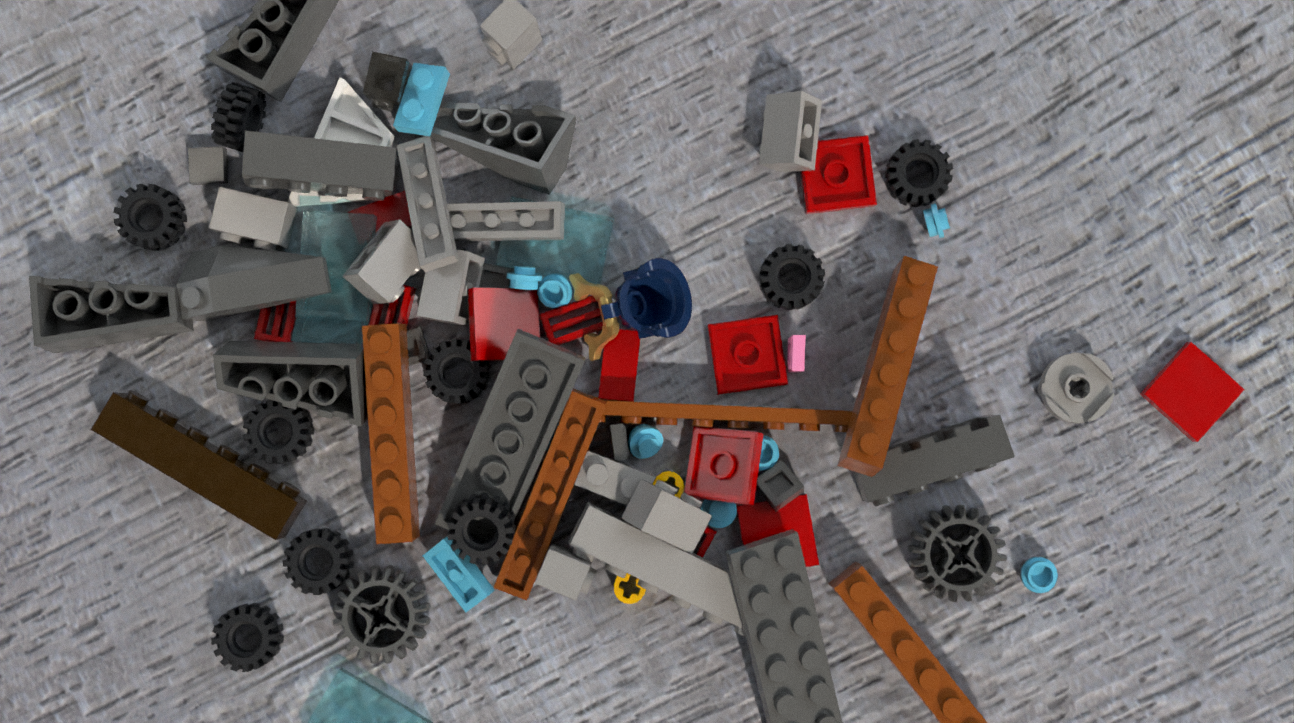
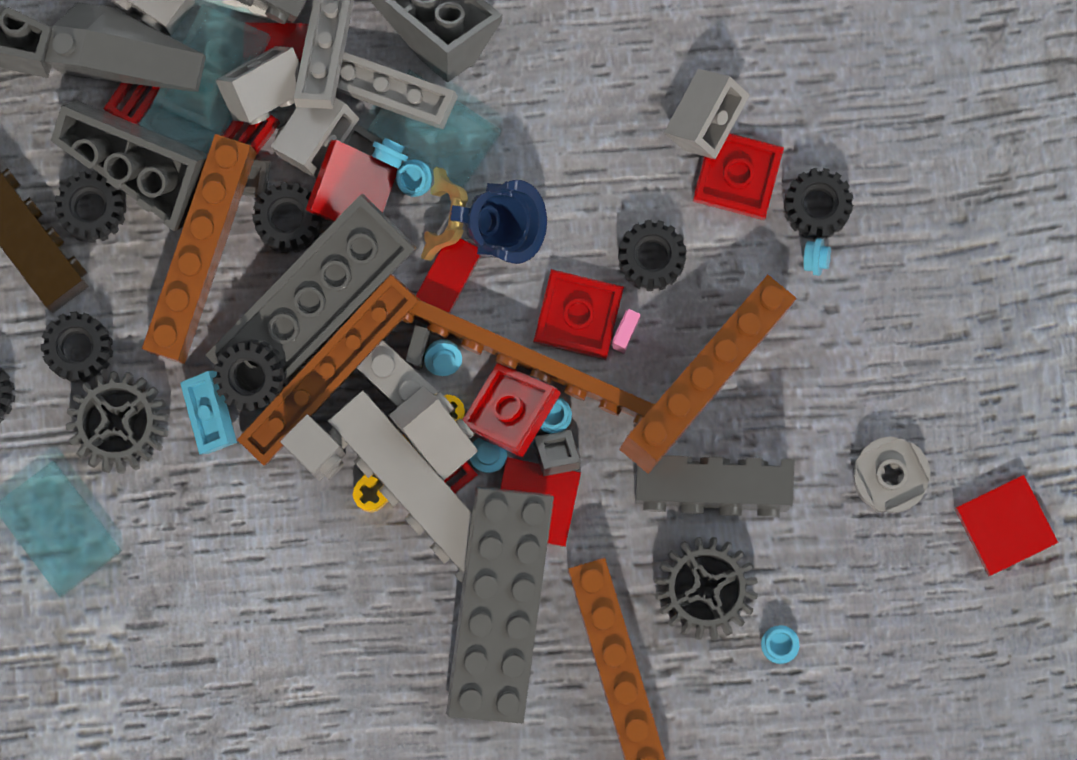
camera: 20 degrees right, 5 degrees down
(551, 329) = (395, 214): red tile -> none

